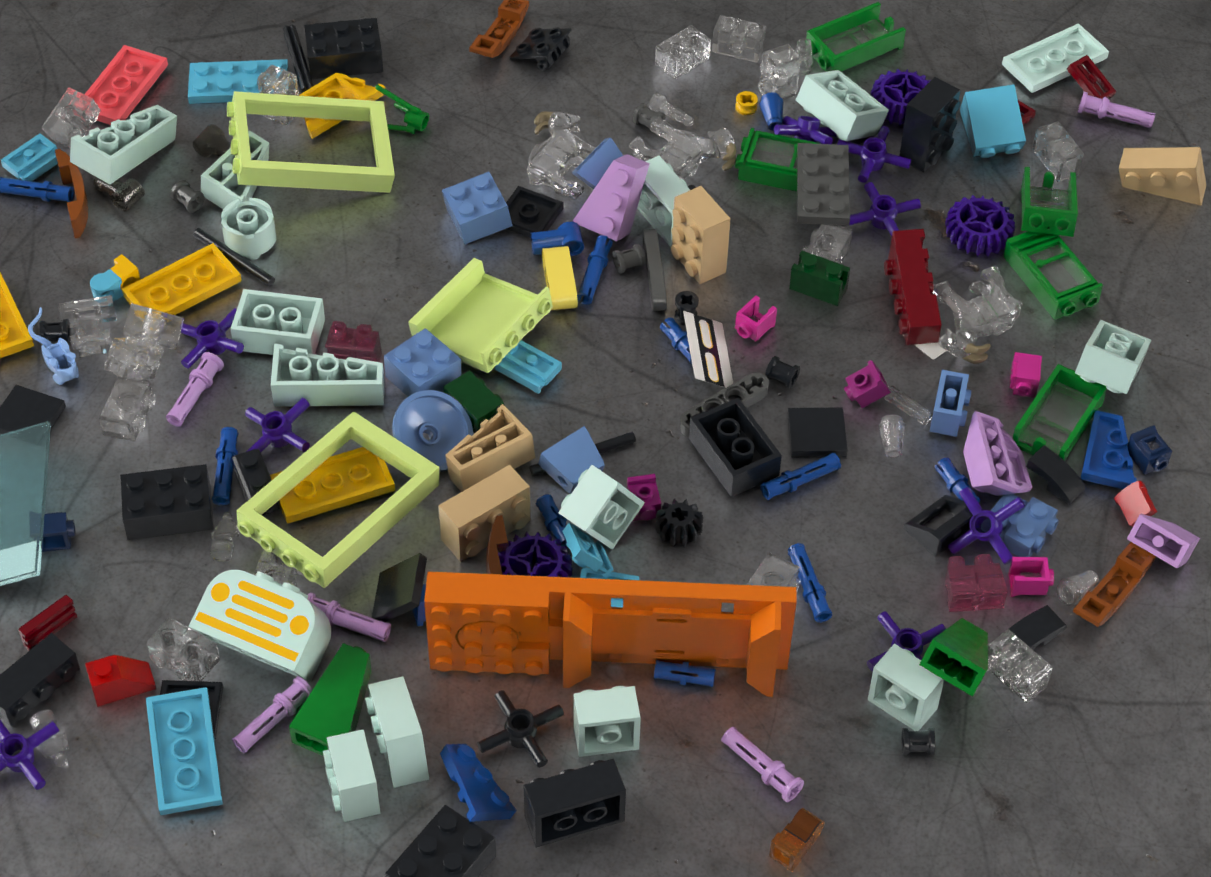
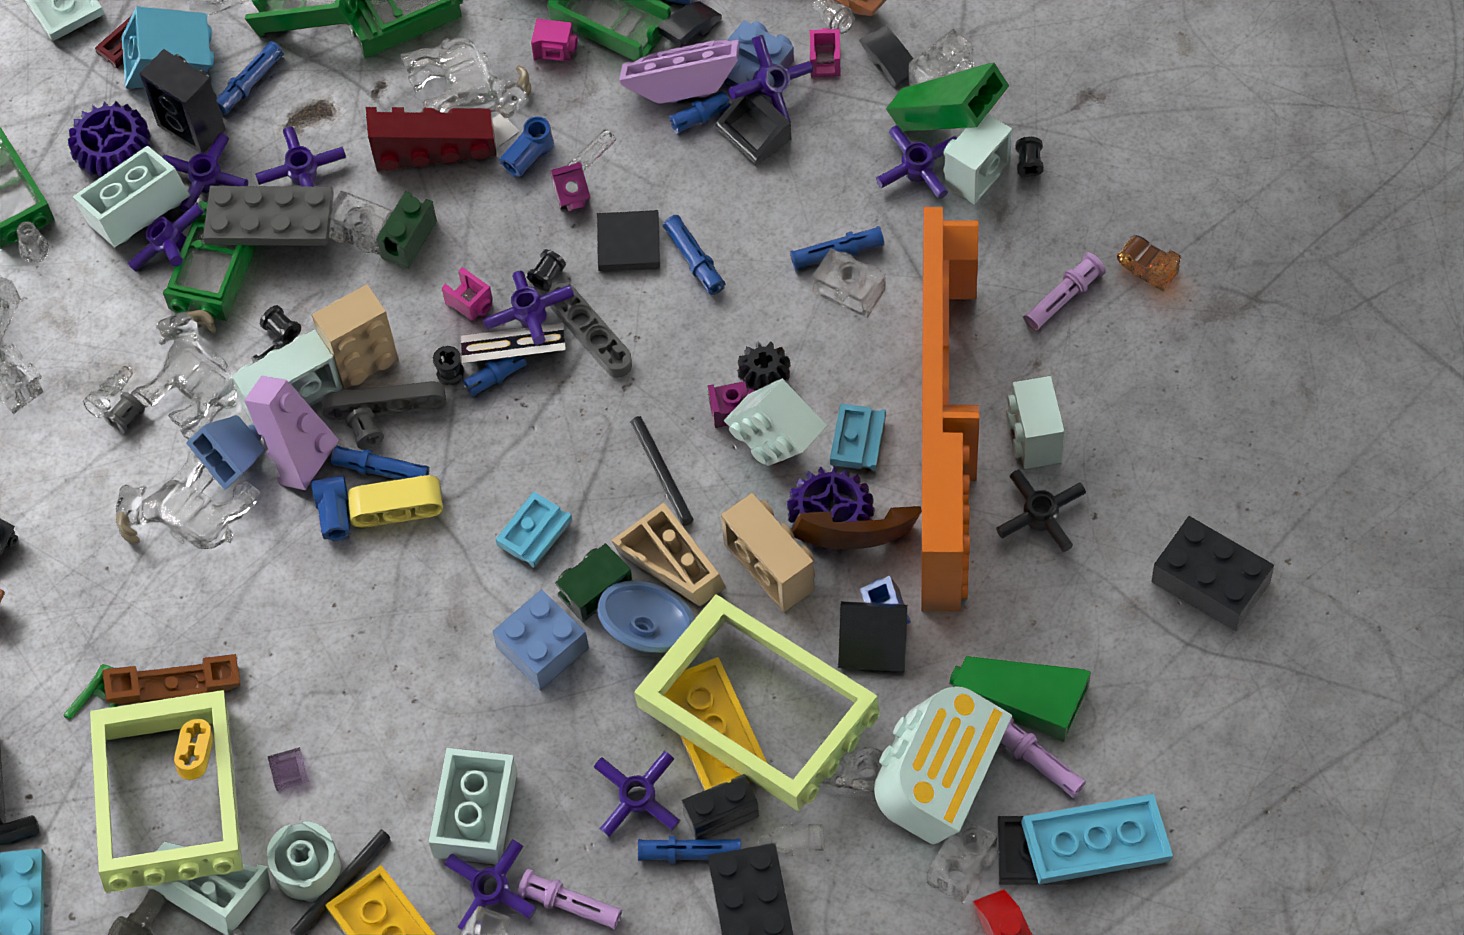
camera: 85 degrees left, 10 degrees up
(278, 81) = (62, 846): clear brick -> none
(325, 379) = (561, 759): light aqua wedge -> none
(334, 225) = (288, 768): none -> clear purple tile
(337, 150) = (200, 749): none -> yellow beam
(341, 87) = (60, 785): yellow wing -> none
(351, 776) = (1123, 658): light aqua brick -> none
(352, 620) = (905, 694): lavender pin -> none
(356, 343) = (510, 719): clear pink hips -> none
(398, 731) = (1053, 624): light aqua wedge -> none
(410, 150) = (131, 686): none -> dark orange slope
(476, 785) = (1123, 540): blue wing -> none
(477, 208) = (280, 594): medium blue brick -> none
(481, 316) = (463, 578): yellowish green panel -> none
(532, 211) = (277, 544): black tile -> none
(553, 520) = (767, 488): blue pin -> none
(571, 458) = (686, 469): medium blue torso -> none
(574, 802) = (1137, 448): black brick -> none
(585, 551) = (827, 445): medium azure plate -> none
(705, 675) = (959, 361): blue pin -> none
(731, 201) = (280, 324): none -> black bush
(735, 447) = (663, 311): black brick -> none
(741, 358) = (528, 307): none -> dark purple bar
(746, 103) = (99, 299): yellow bush -> none
(772, 109) = (120, 278): blue cone -> none
(780, 72) = (69, 261): clear brick -> none
(892, 434) = (637, 167): clear cone -> none
(916, 361) = (527, 147): none -> blue piece
(949, 403) = (599, 108): medium blue brick -> none
(964, 174) = (239, 87): none -> blue pin
(975, 584) = (838, 99): clear pink hips -> none
(979, 230) = (326, 72): dark purple gear -> none

